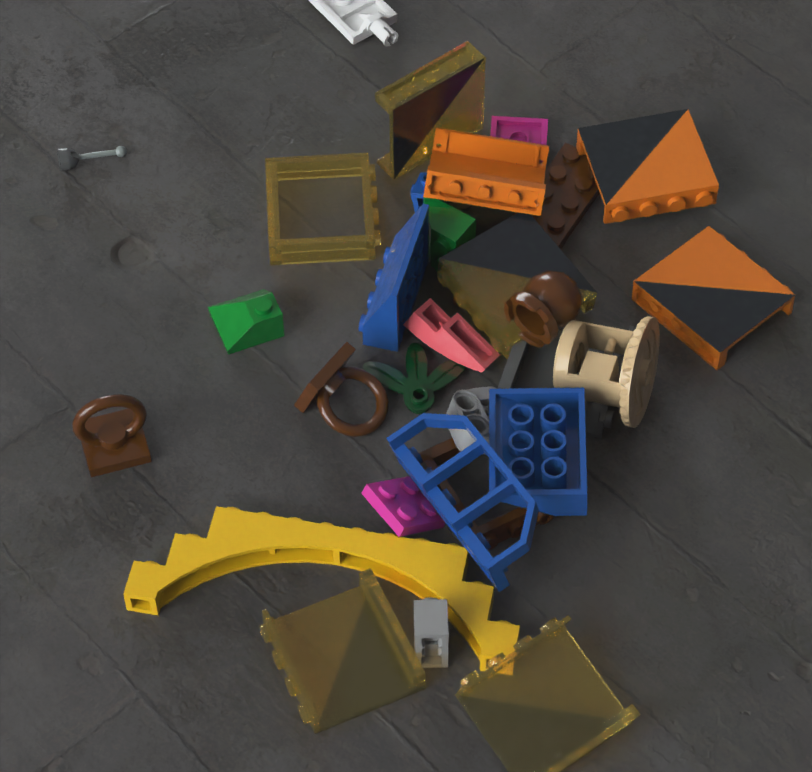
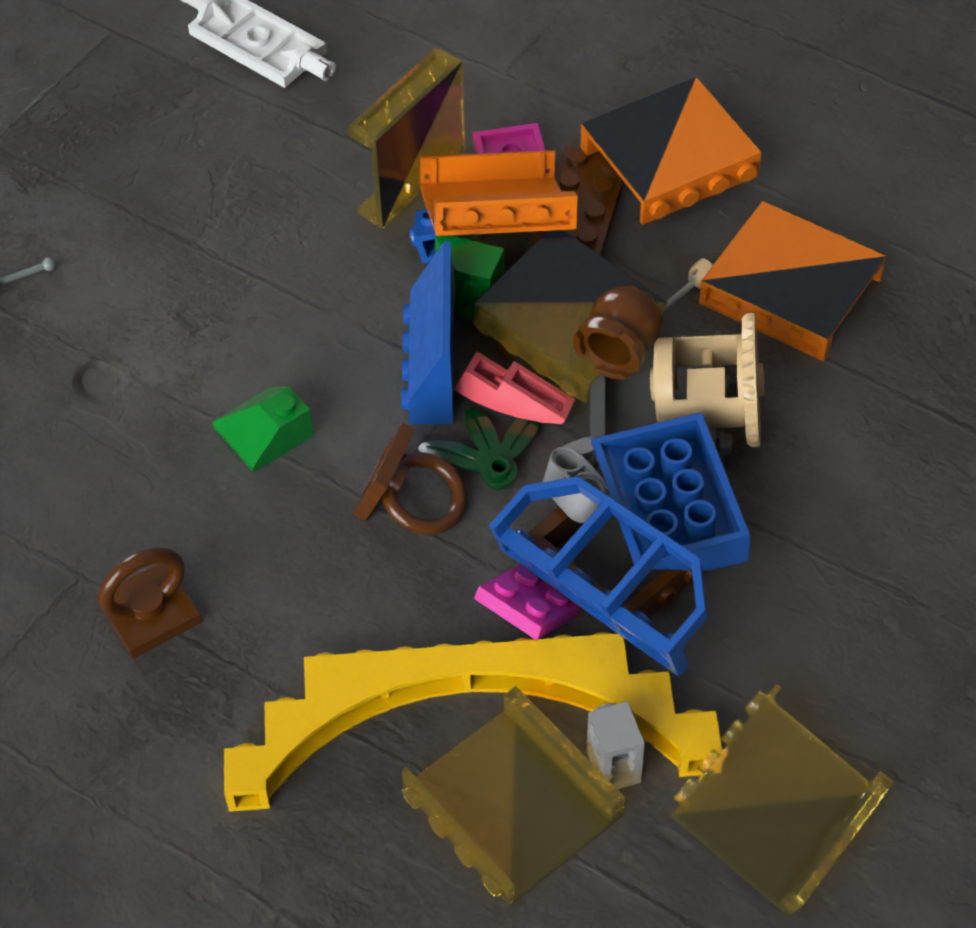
camera: 15 degrees left, 0 degrees up
(321, 248) = (325, 324): clear yellow window -> none
(634, 273) = (695, 276): none -> hinge

